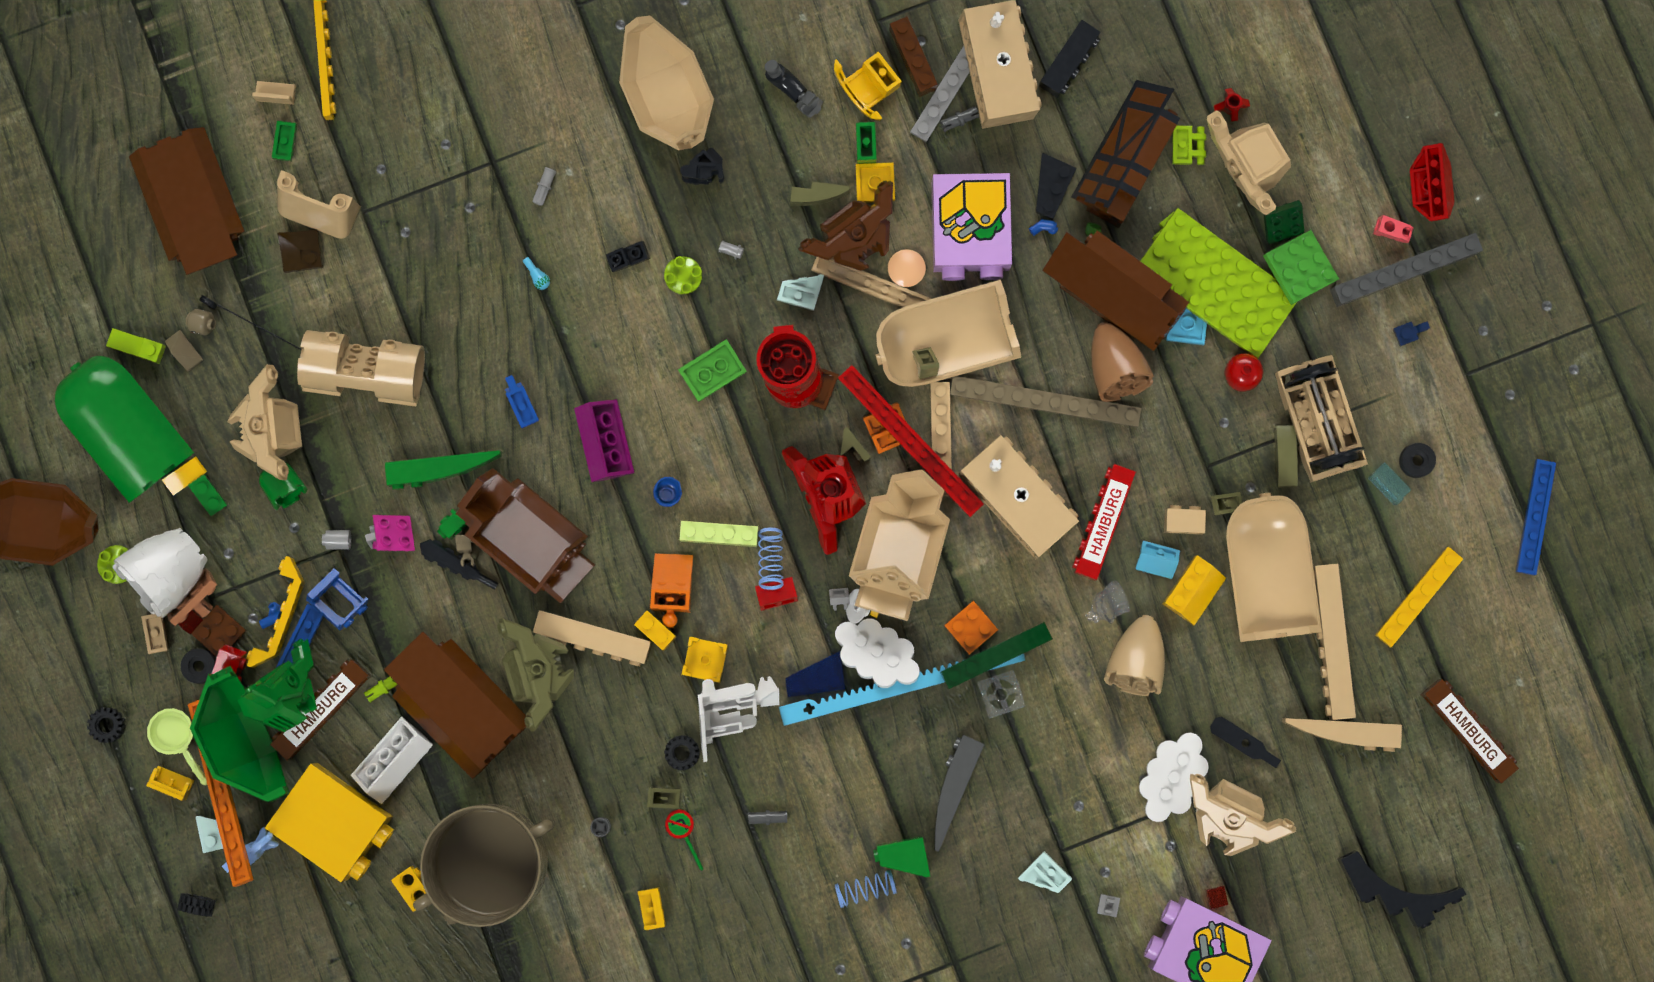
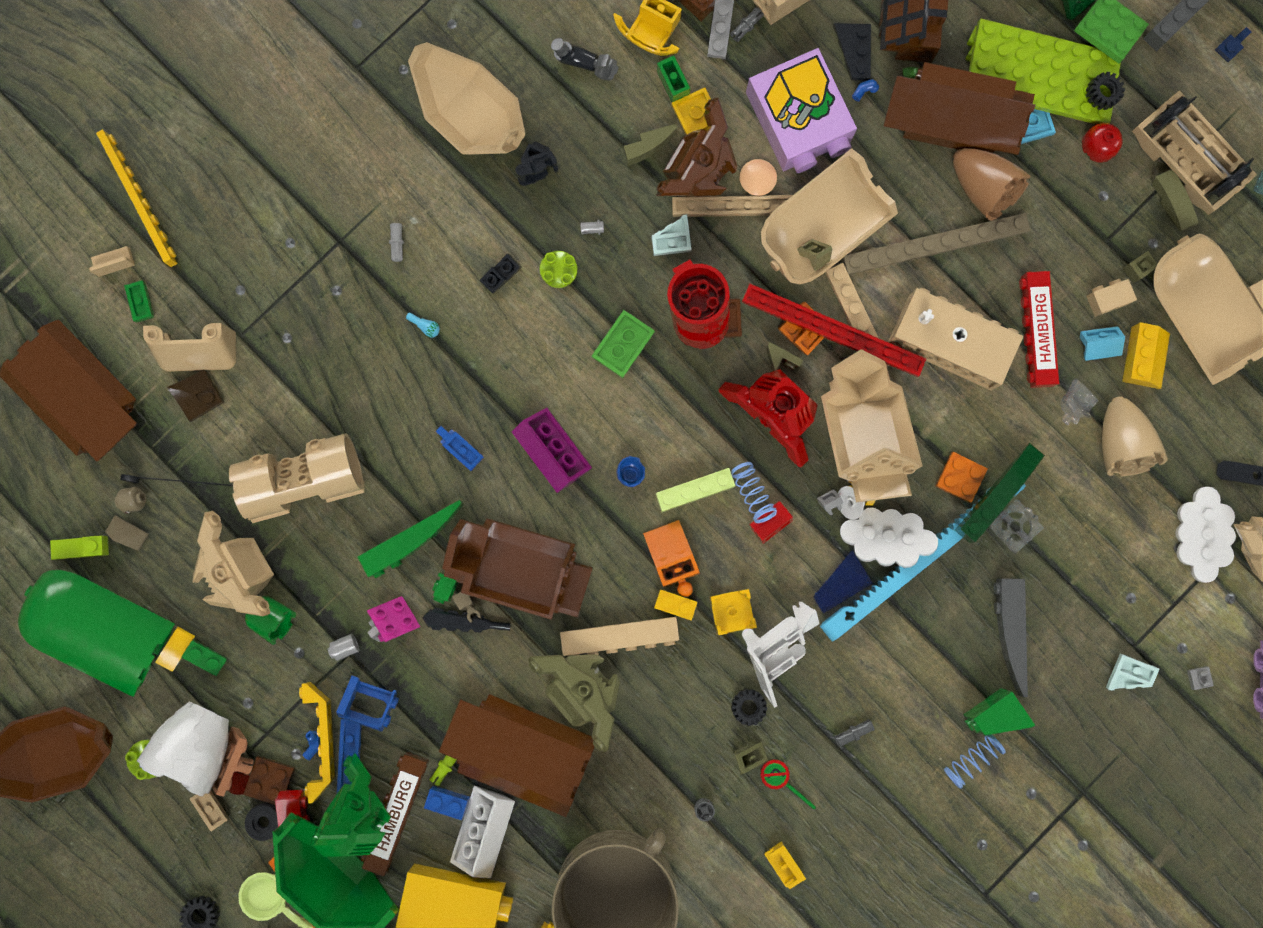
camera: 20 degrees left, 0 degrees up
(371, 719) = (447, 802): none -> blue brick
(1253, 330) = (1098, 98): none -> black tyre

